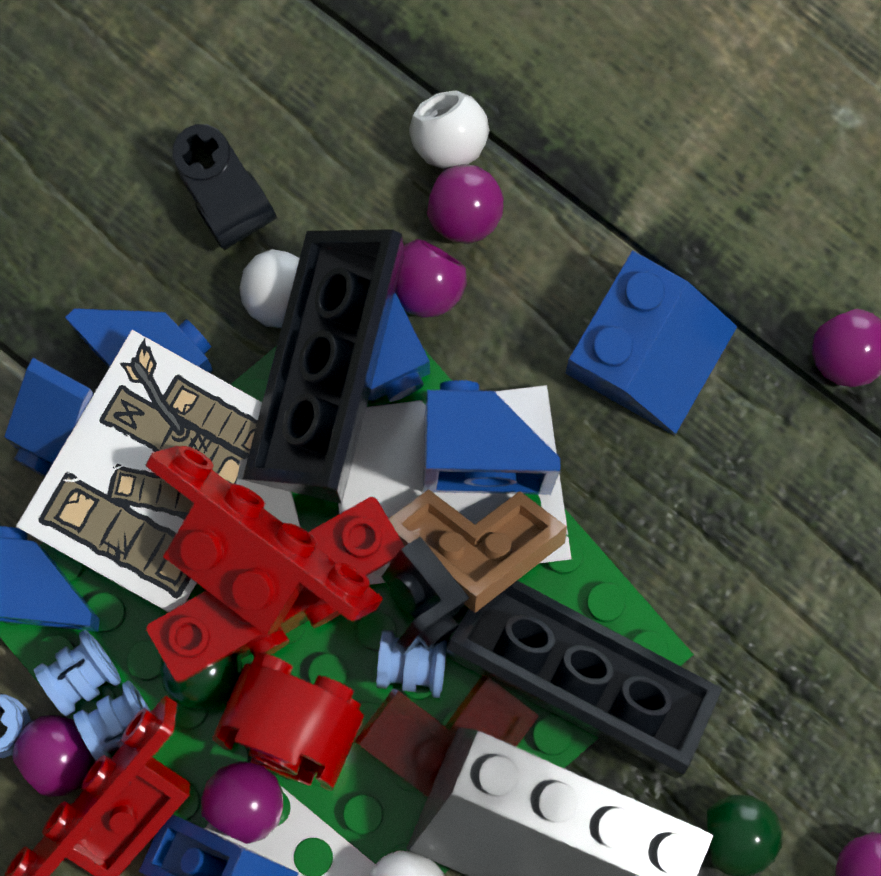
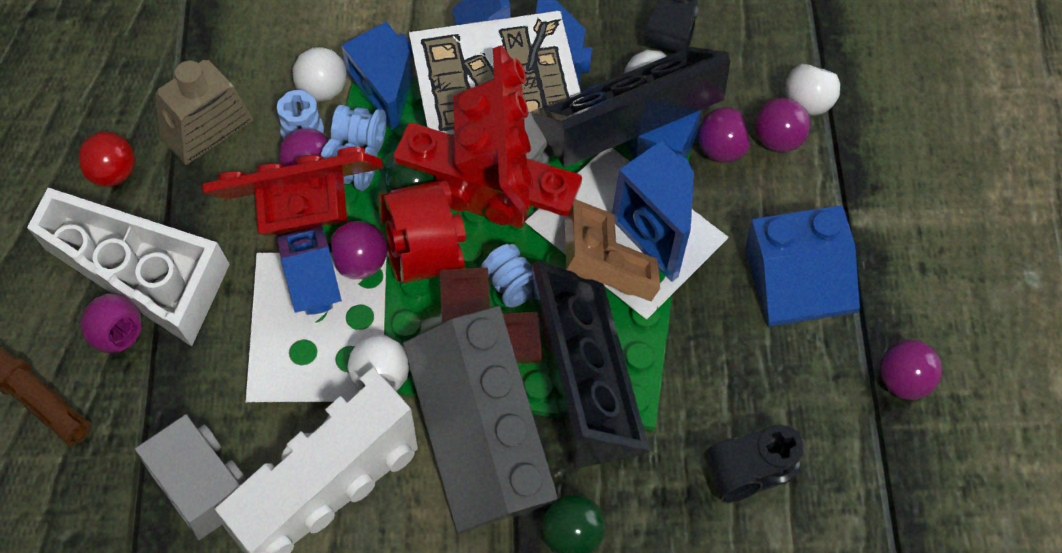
camera: 50 degrees right, 20 degrees down
(428, 592) = (551, 240): black bracket -> none
(818, 608) = (746, 463): none -> black piece

